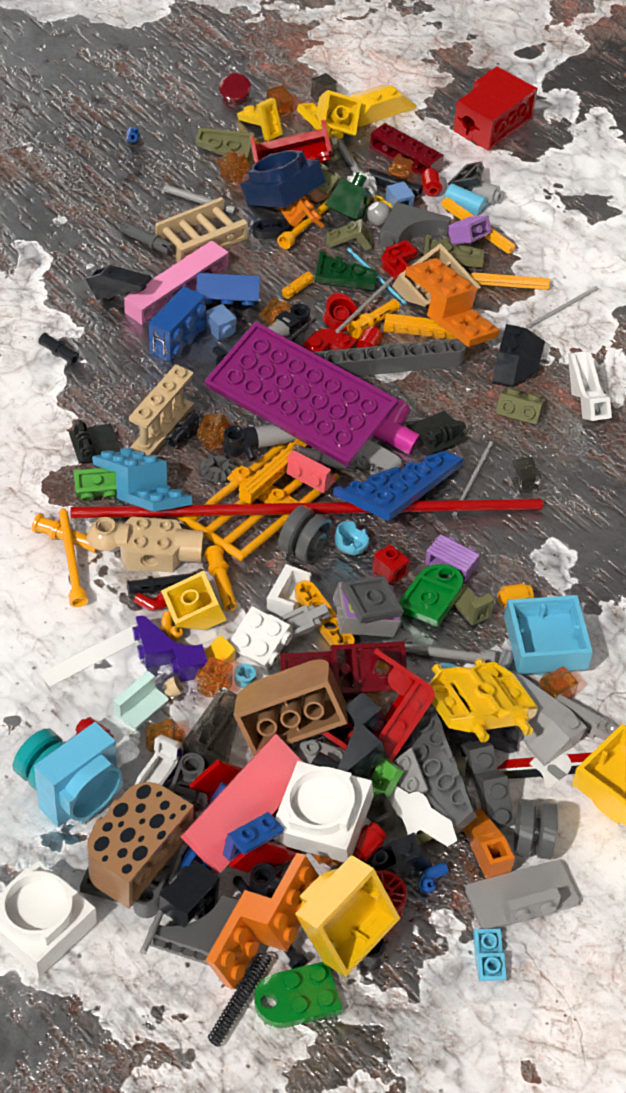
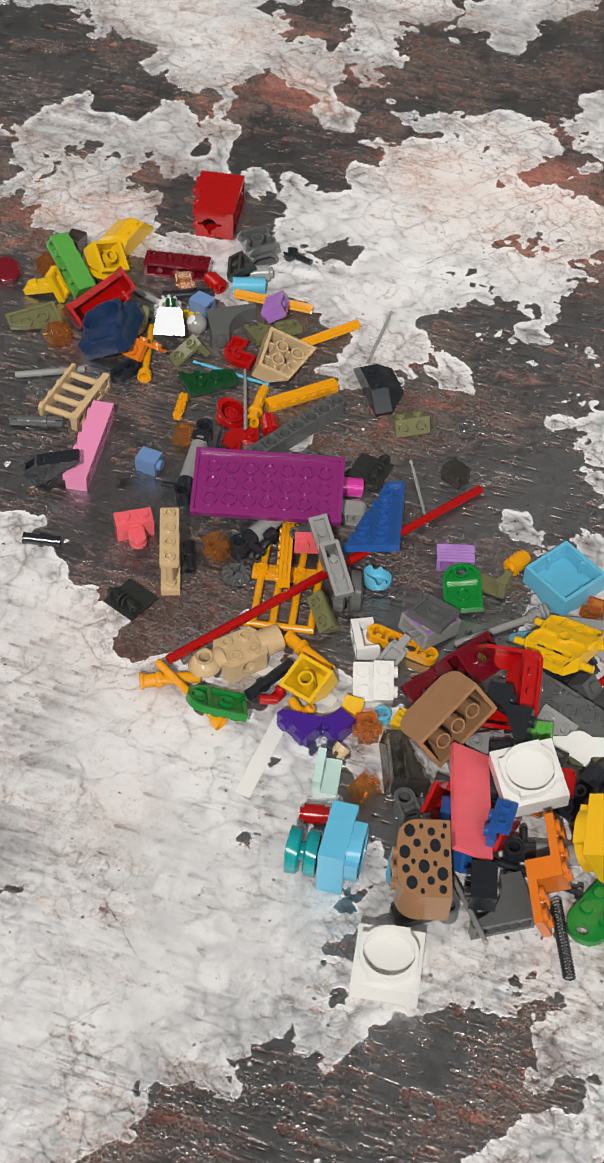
camera: 30 degrees left, 0 degrees up
(88, 577) = (218, 702): none -> green plate
(95, 483) = (159, 628): bright green bracket -> none
(142, 479) = (198, 608): dark azure bracket -> none
(148, 372) = (134, 526): none -> coral brick
(163, 763) = (382, 811): white animal -> none
(177, 324) = (122, 477): blue brick -> none
(228, 288) = (138, 432): blue brick -> none
(264, 544) = (322, 612): none -> olive bracket
(273, 445) = (270, 536): none -> black bar
(295, 102) = (70, 264): none -> bright green brick
(303, 489) = (331, 556): none -> light grey bracket
(391, 564) = (416, 582): red brick -> none
(452, 302) = (311, 367): orange bracket -> none
(502, 164) = (258, 245): none -> dark grey piece
(540, 191) = (292, 255): none -> black bar
(586, 385) = (445, 387): white arch -> none

